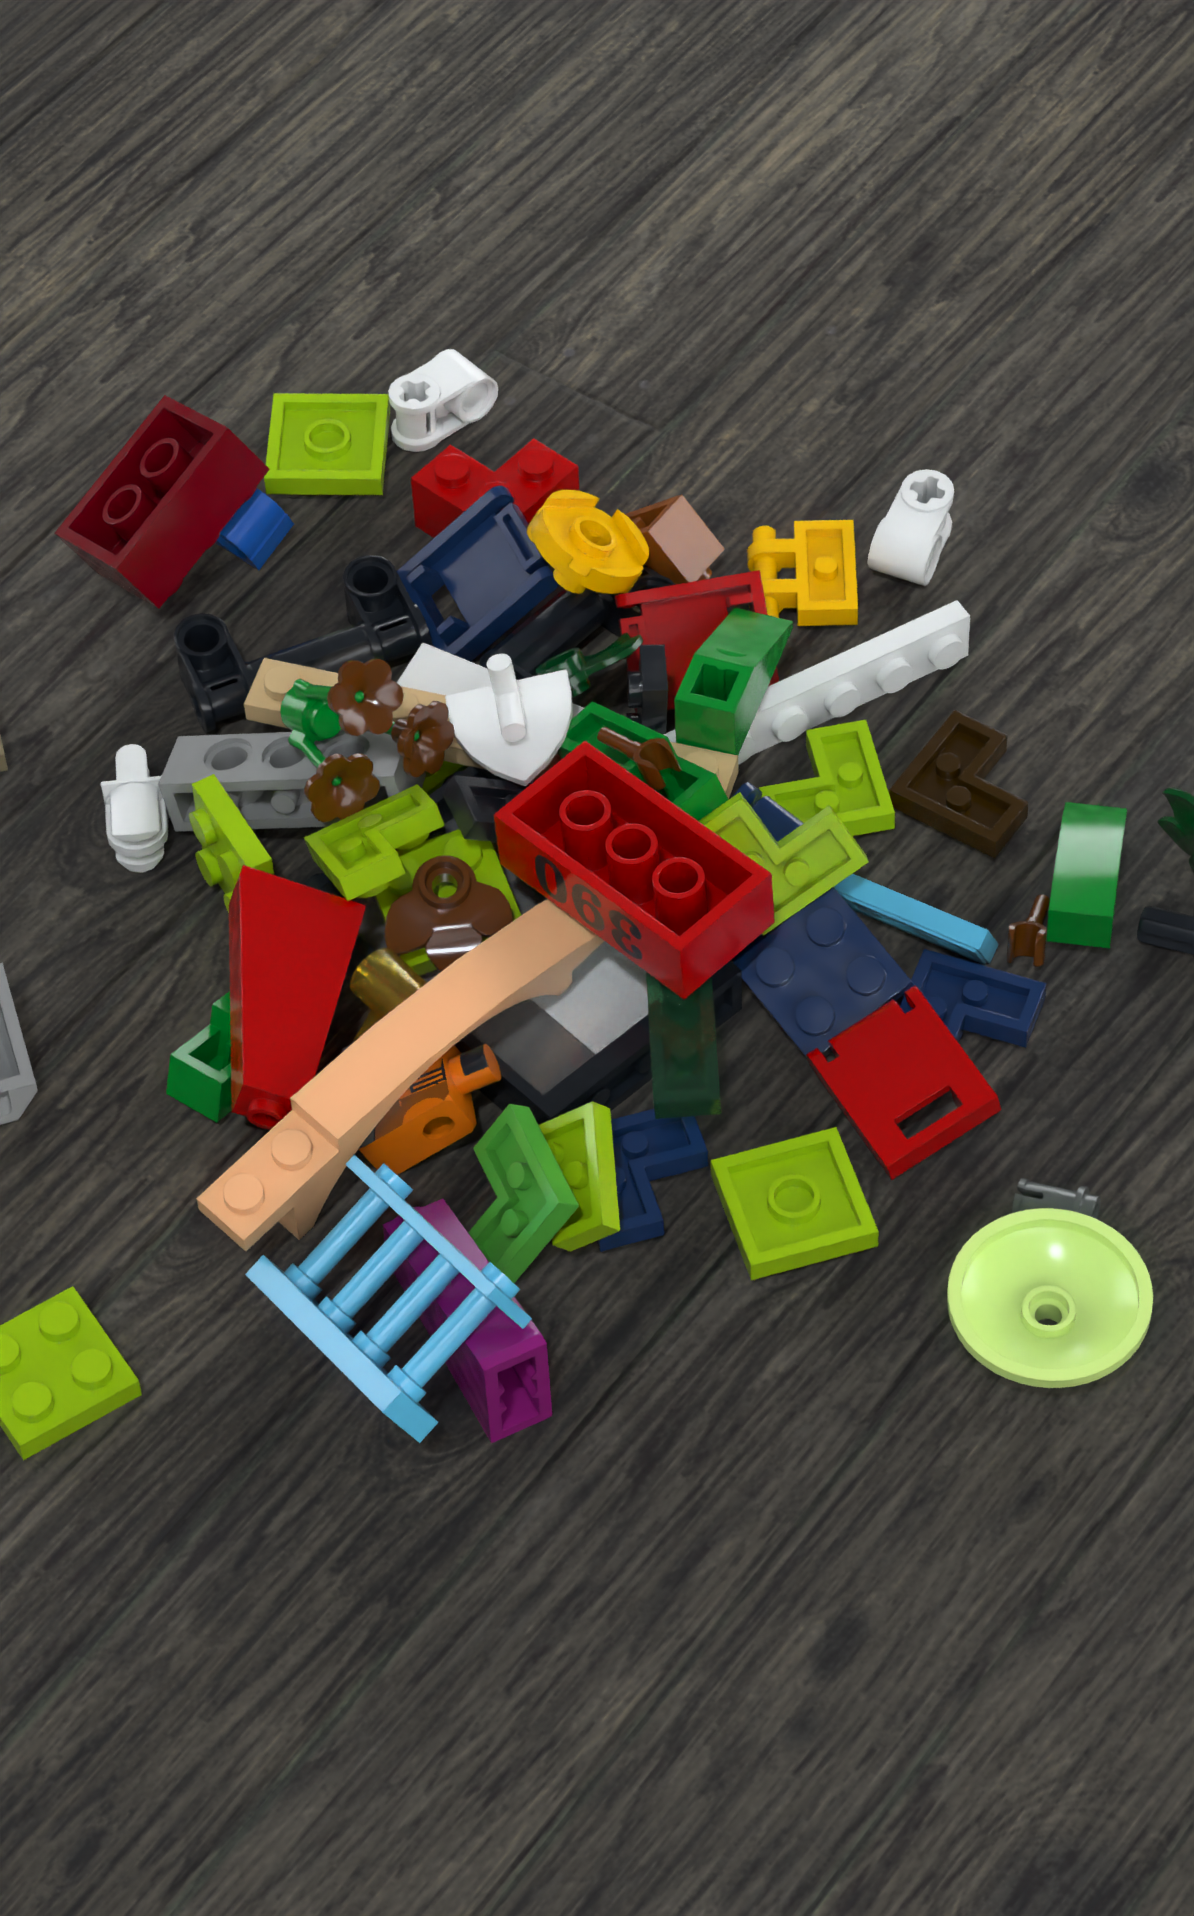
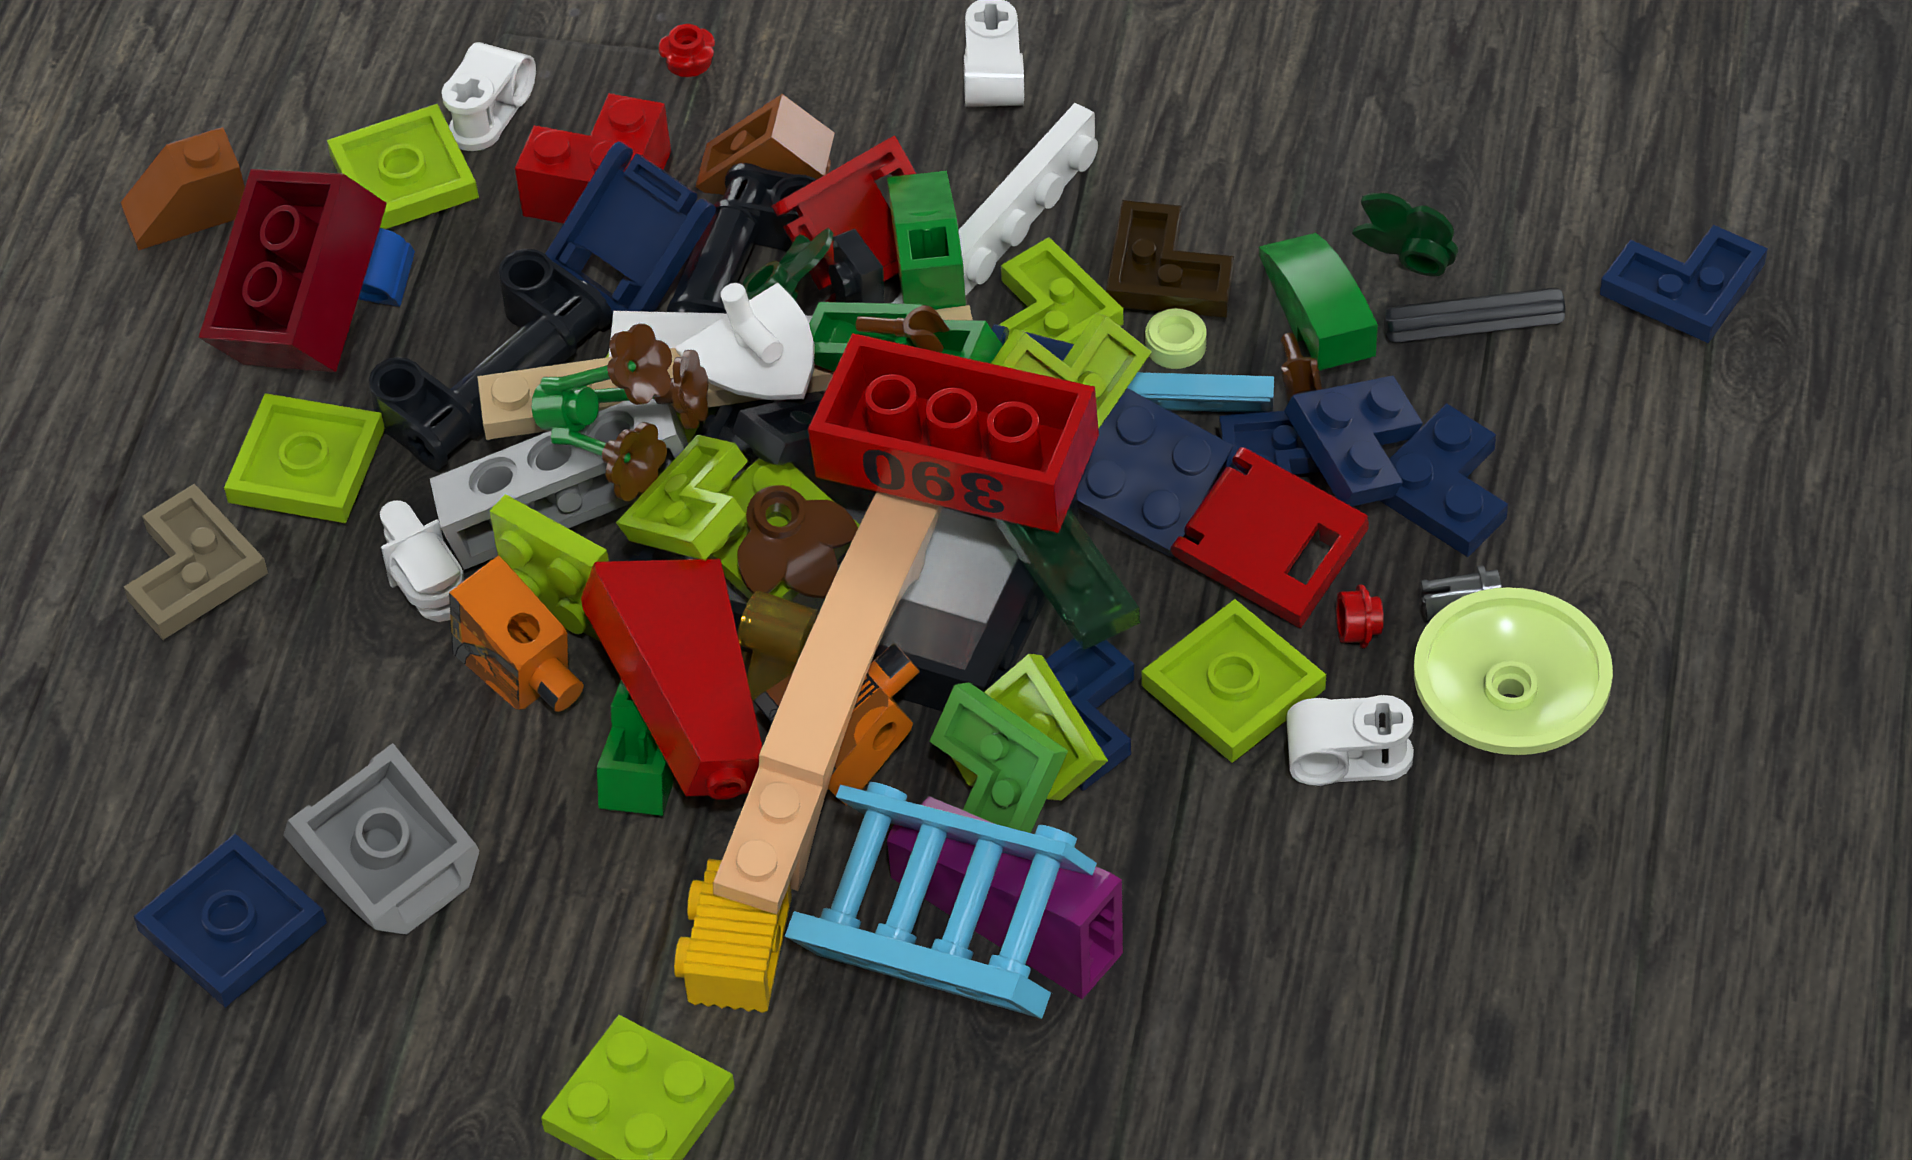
camera: 25 degrees left, 0 degrees up
(94, 677) = (304, 458): none -> lime plate
(125, 391) = (185, 190): none -> dark orange slope
(167, 909) = (511, 639): none -> orange torso
(201, 1270) = (730, 948): none -> yellow brick
(588, 544) = (728, 169): yellow plate -> none
(645, 424) = (687, 50): none -> red plate
(823, 566) = (928, 119): yellow plate -> none
(859, 1299) = (1344, 742): none -> white piece
(935, 860) = (1176, 338): none -> yellowish green tile
(947, 1189) = (1358, 616): none -> red plate
(1029, 1004) = (1346, 432): none -> dark blue plate
(1093, 1088) = (1436, 483): none -> dark blue plate

